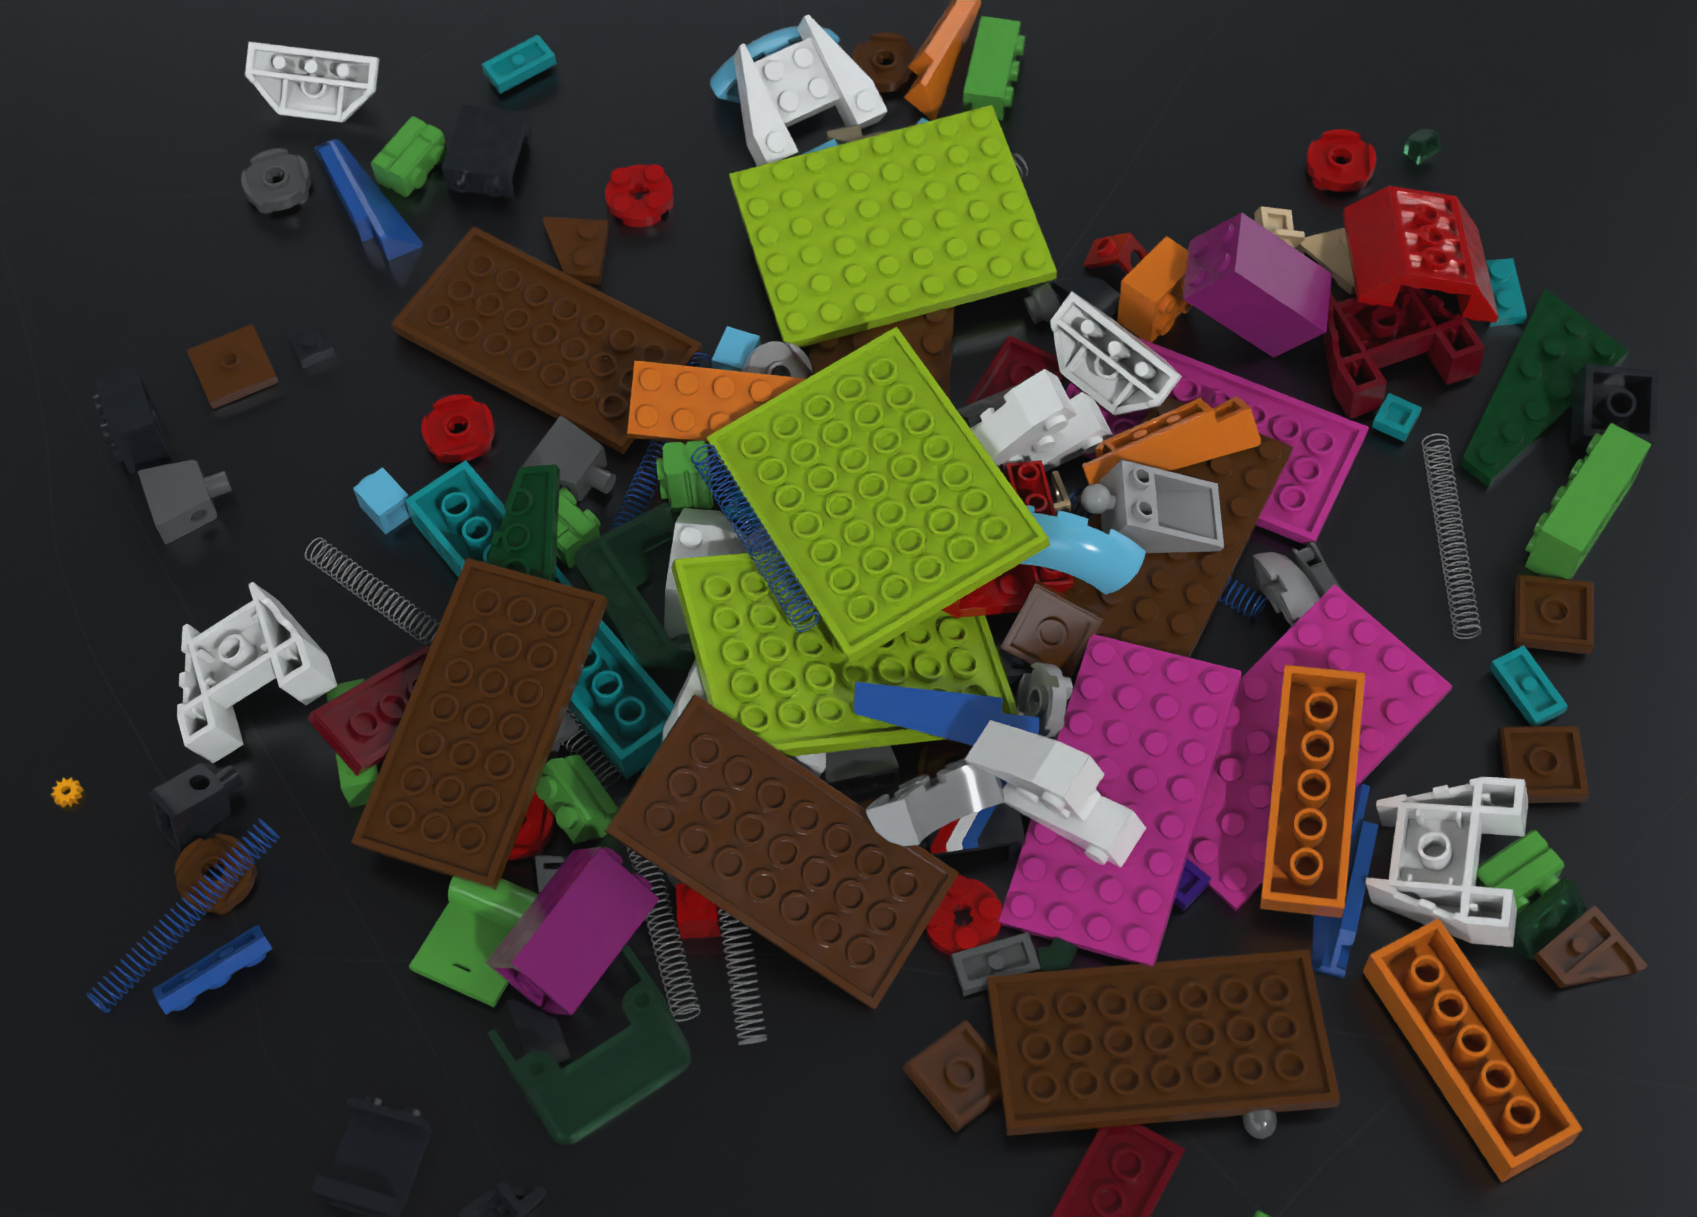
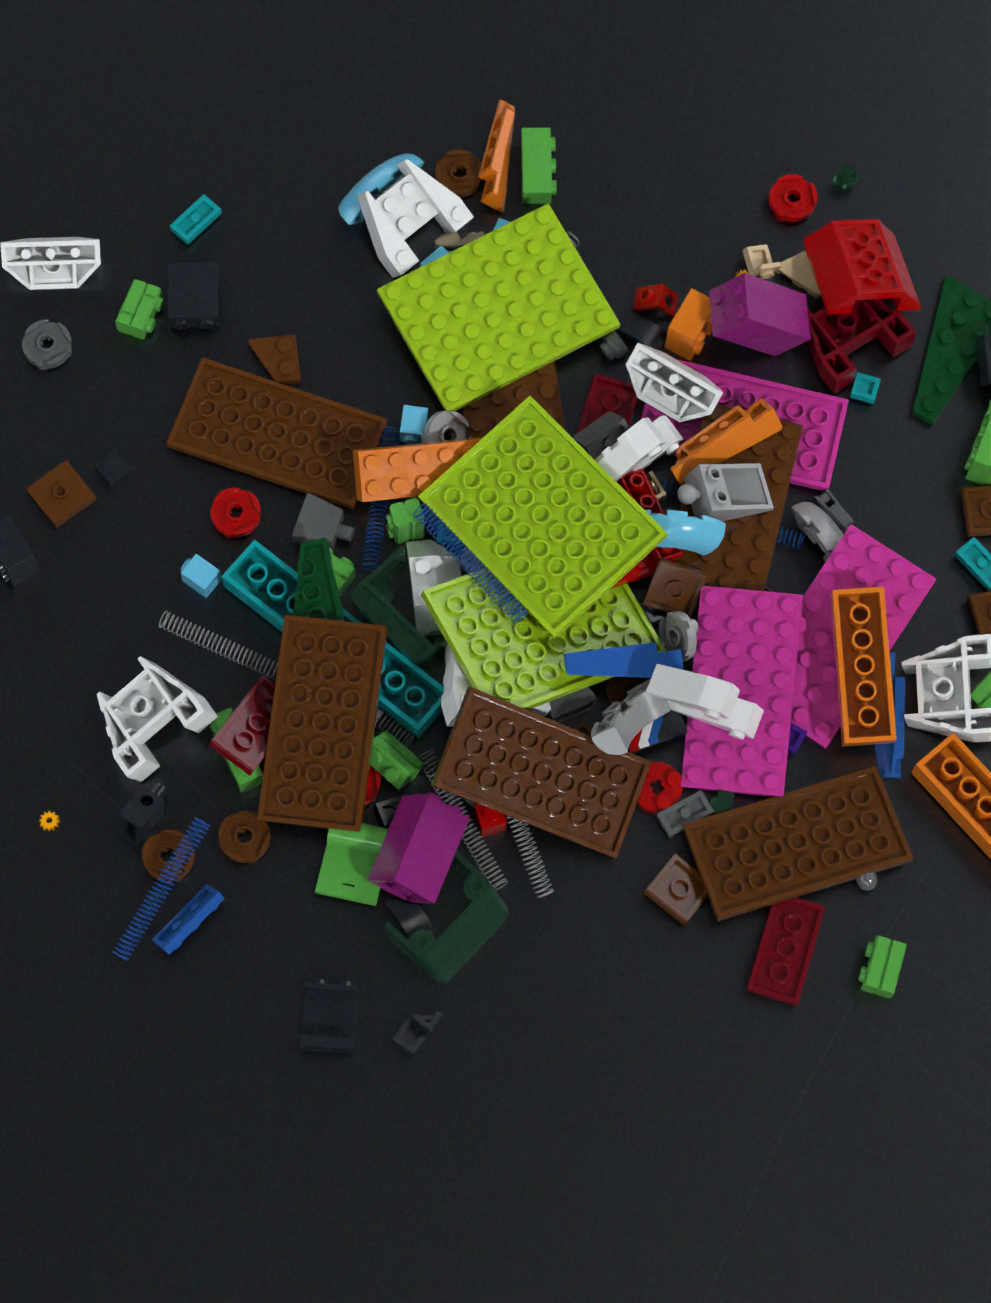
camera: 20 degrees left, 10 degrees up
(181, 497) = (59, 599): dark grey torso -> none
(335, 889) = (250, 850): none -> reddish brown plate
(365, 203) = (114, 349): blue wedge -> none
(635, 179) = (314, 296): red plate -> none
(1446, 533) = (907, 448): light grey piece -> none
(1506, 292) = (921, 279): teal plate -> none

